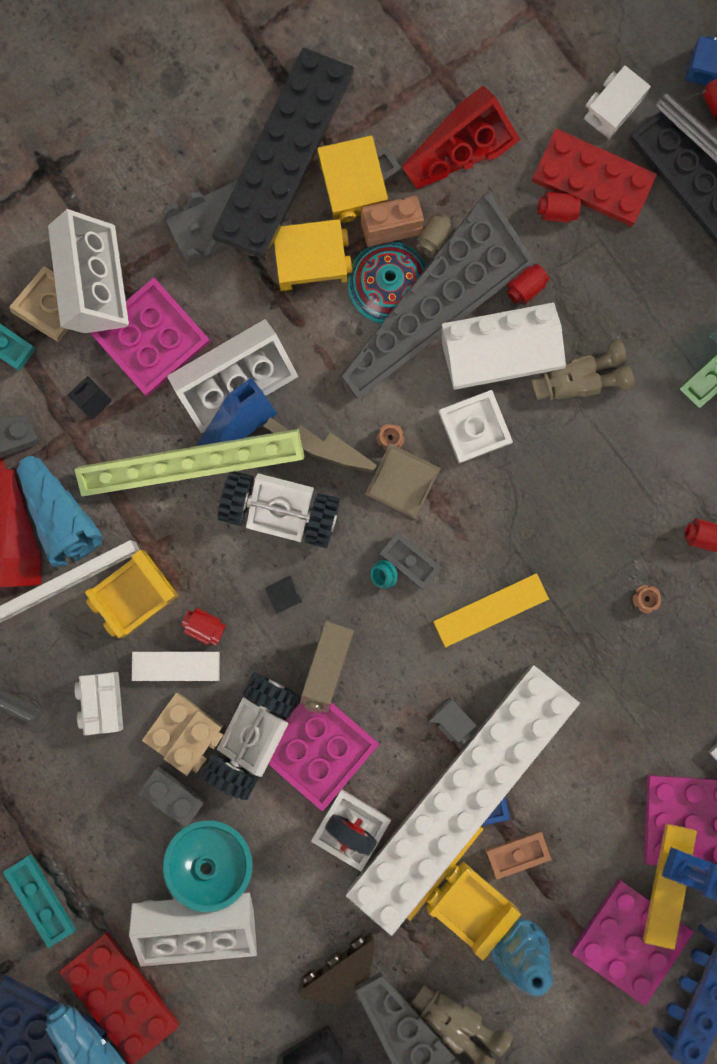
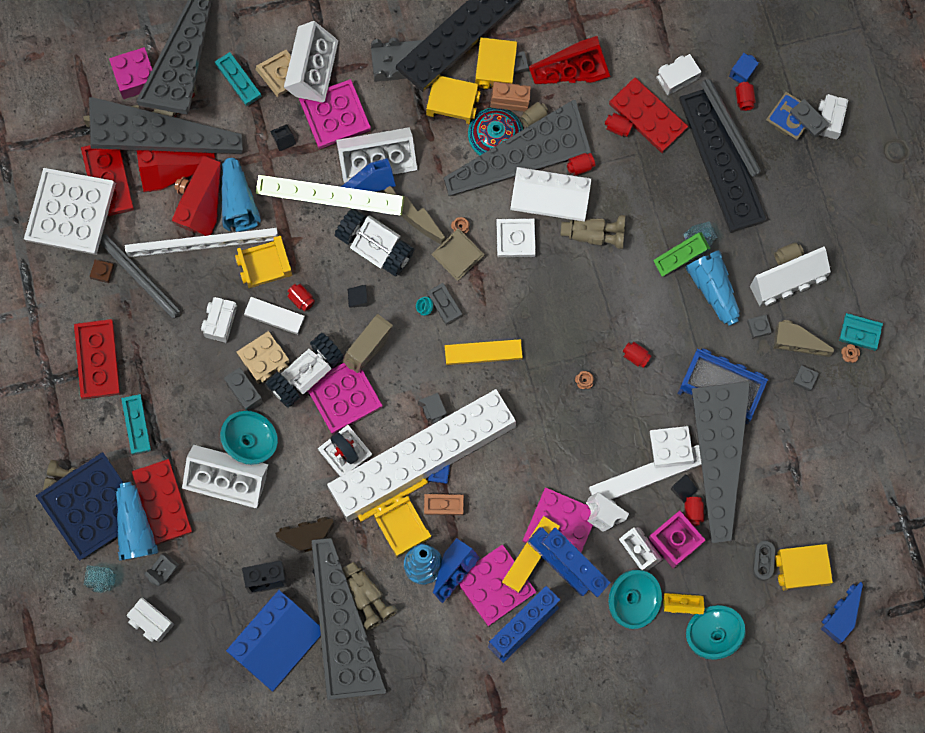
camera: 20 degrees right, 10 degrees down
(569, 940) = (454, 566): none -> blue slope

